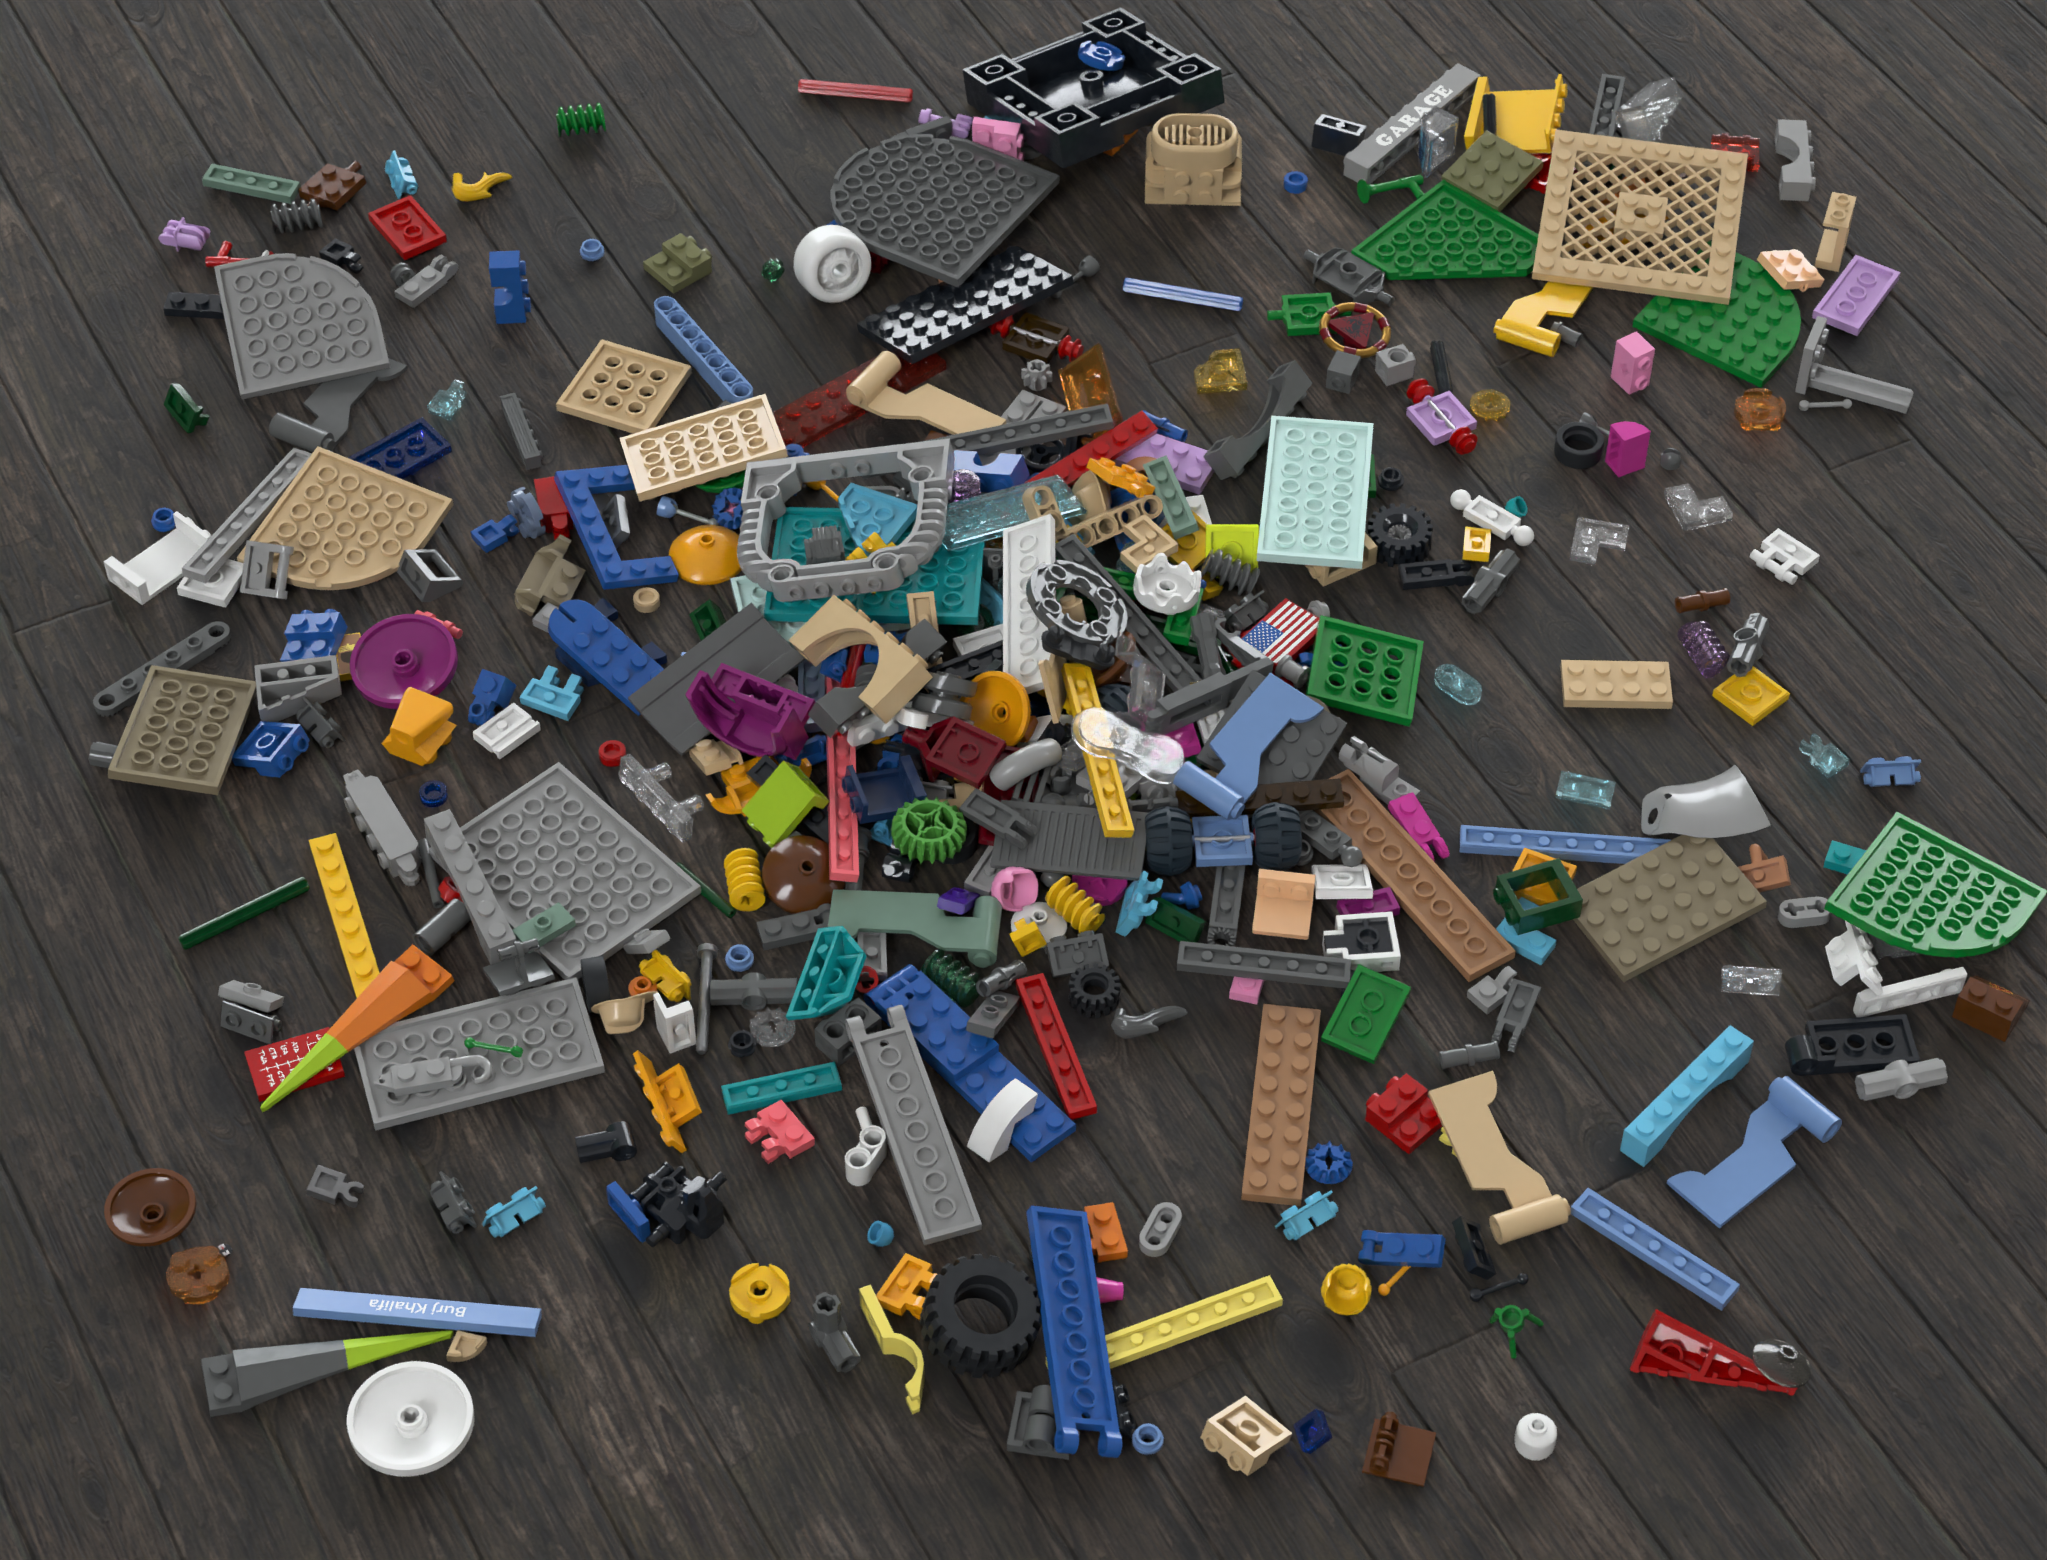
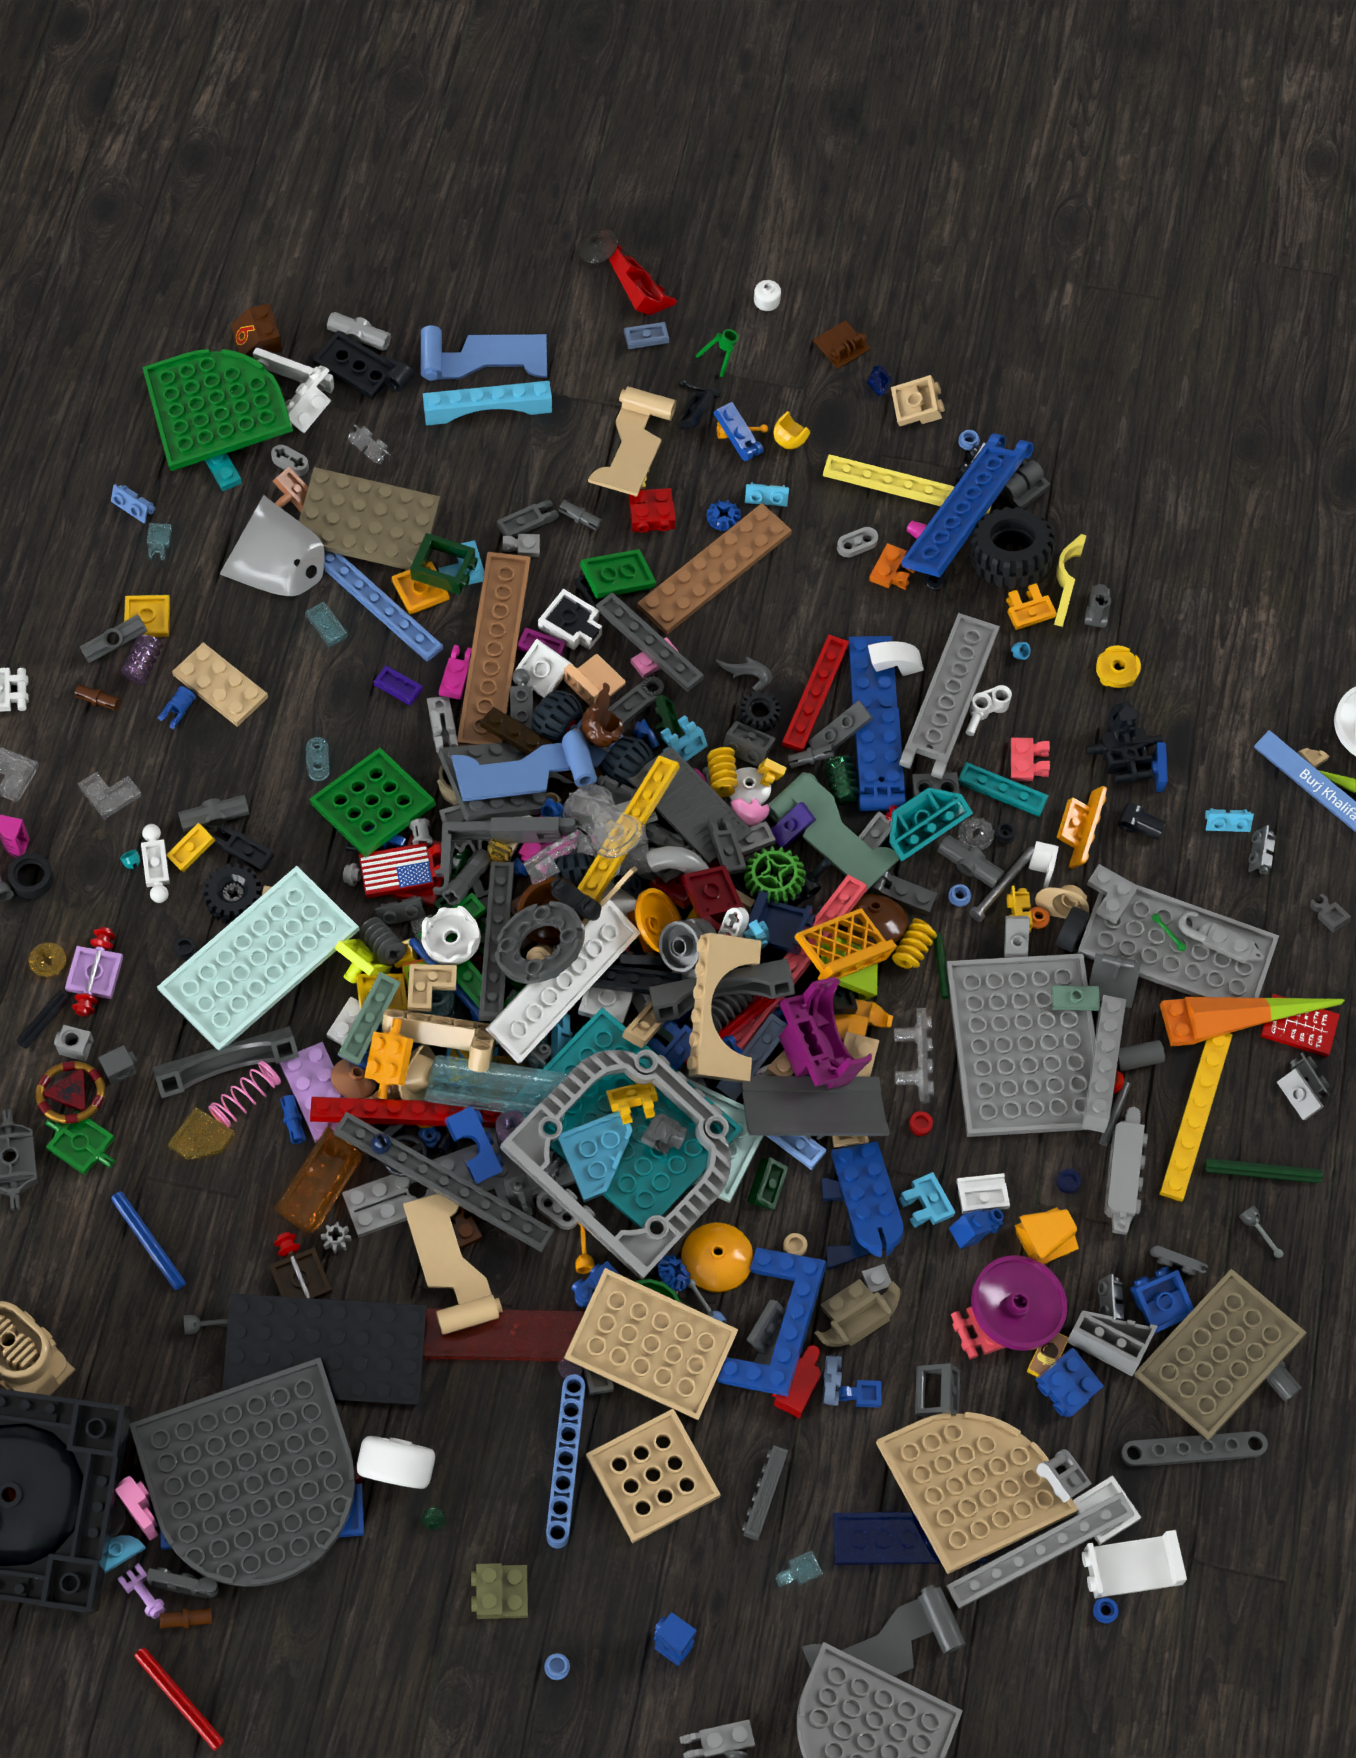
camera: 145 degrees left, 15 degrees up
(184, 408) = (1018, 1728): dark green plate -> none
(230, 866) = (1252, 1217): none -> hinge
(273, 774) = (1168, 1258): none -> dark grey plate
(579, 1052) = (1117, 892): none -> light grey plate
(777, 782) = (854, 959): none -> light orange fence
(889, 736) = (758, 931): none -> medium azure hinge
(898, 124) = (185, 1618): none -> reddish brown pin
(1060, 418) = (377, 1146): none -> dark blue hinge
(1192, 747) = (551, 809): none -> blue plate
(1216, 398) = (220, 1116): none -> bright pink piece
(1220, 830) = (599, 724): none -> reddish brown hair
(1458, 784) = (398, 685): none -> dark purple plate
(1615, 1297) = (646, 335): none -> sand blue plate
(1627, 639) = (179, 704): none -> blue hinge
(1654, 1249) = (598, 344): medium blue plate -> none

